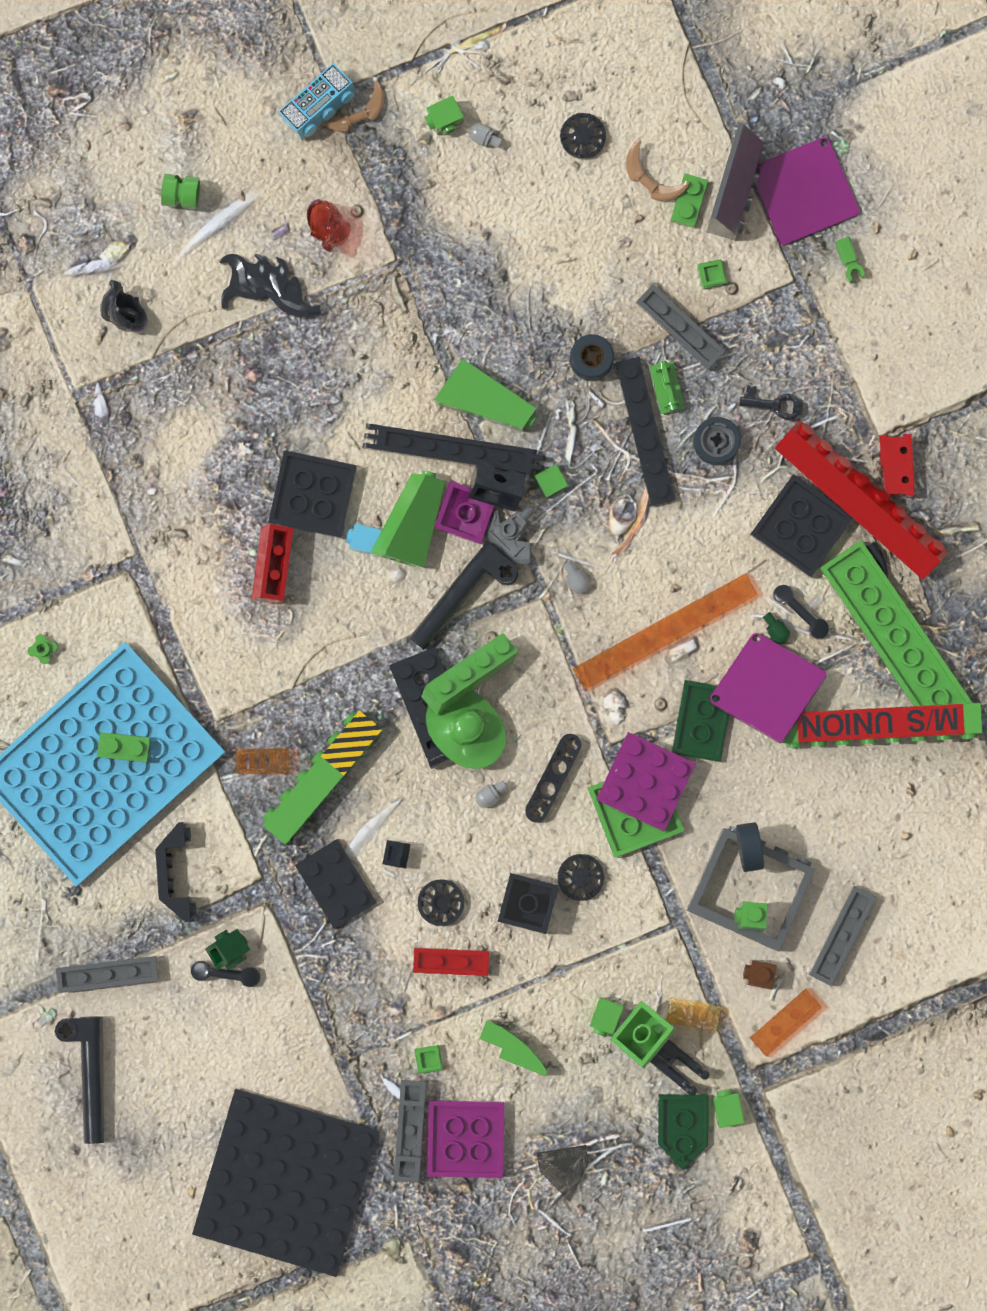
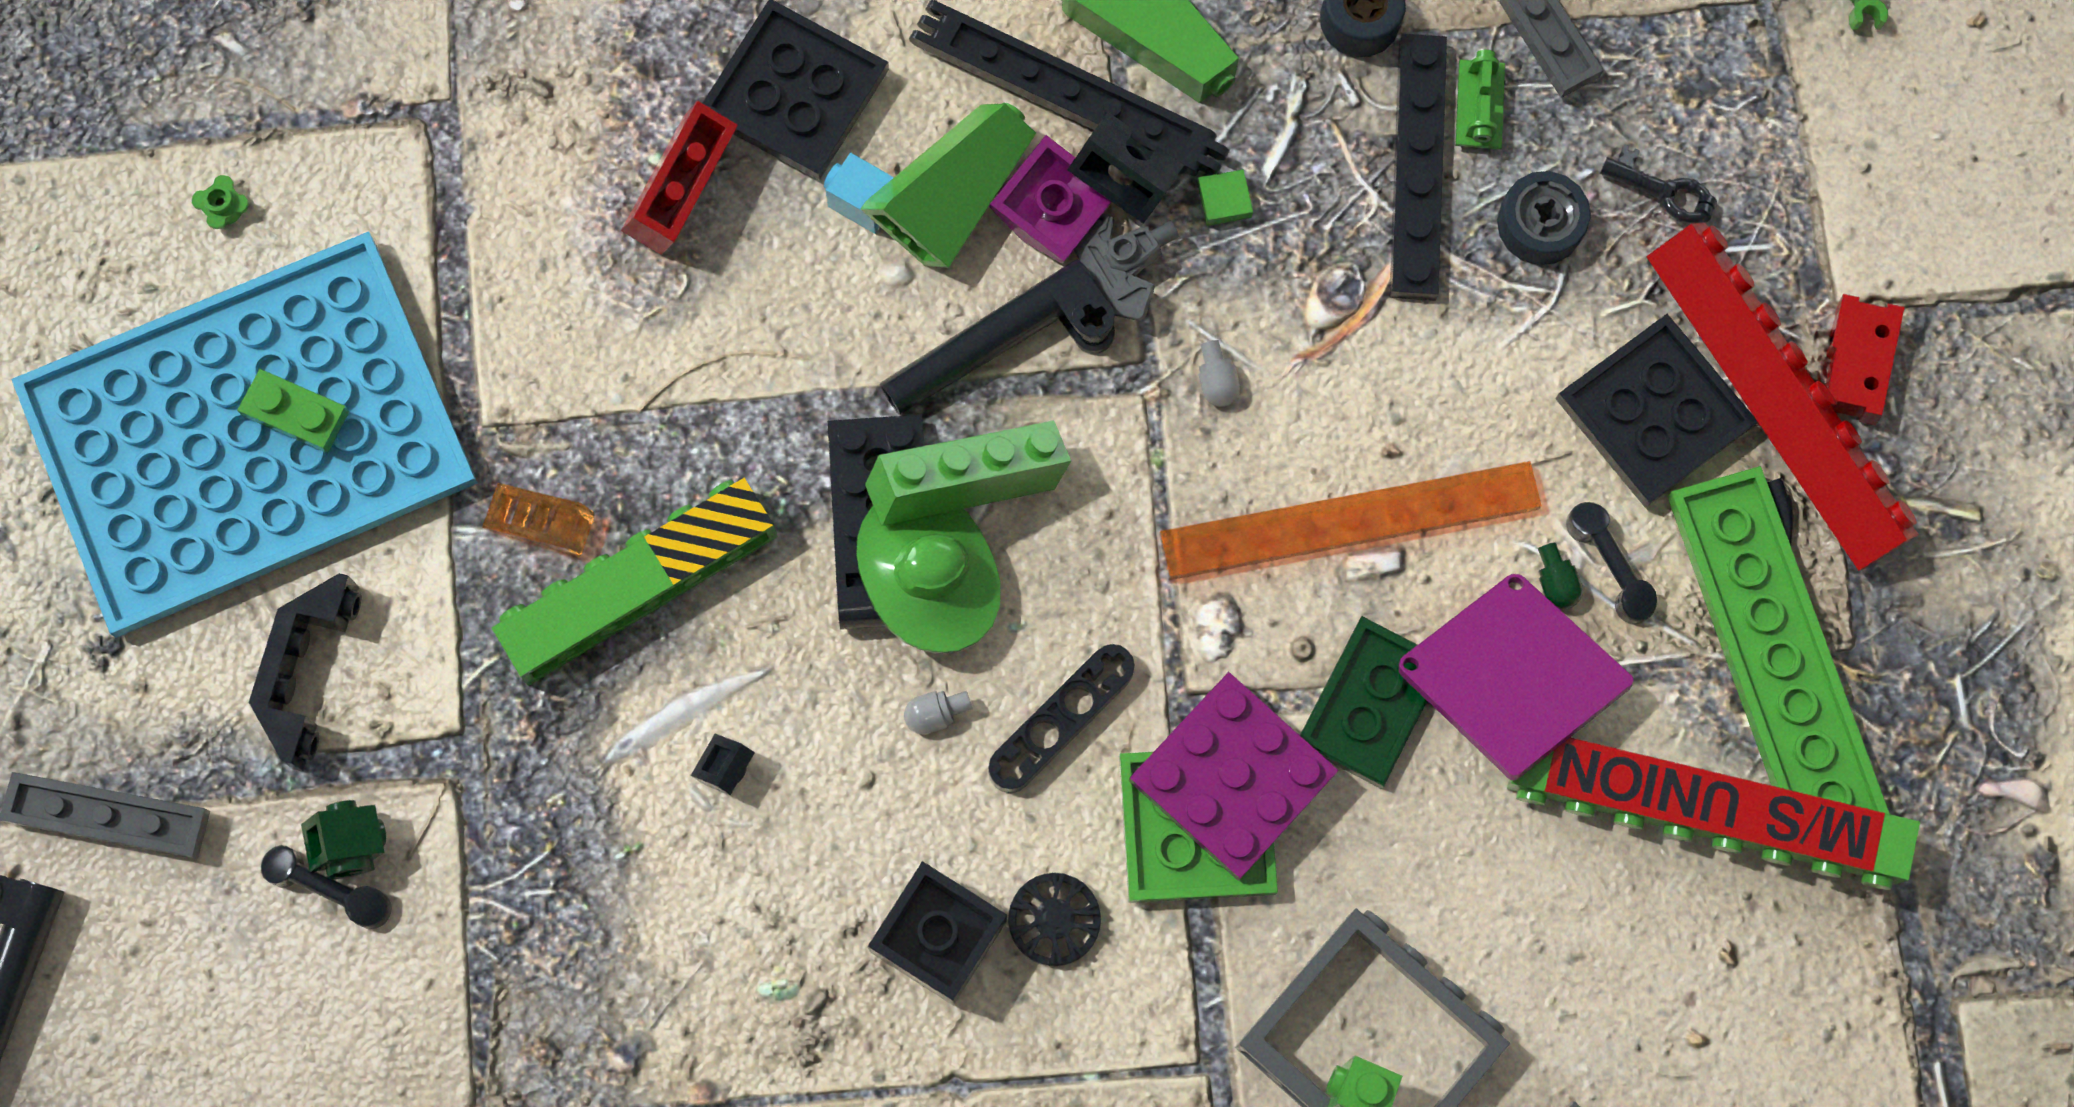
camera: 15 degrees right, 10 degrees down
(335, 883) = (591, 785): black plate -> none
(440, 902) = (775, 882): black wheel -> none
(451, 961) = (755, 1000): red plate -> none
(750, 847) = (1399, 956): black wheel -> none

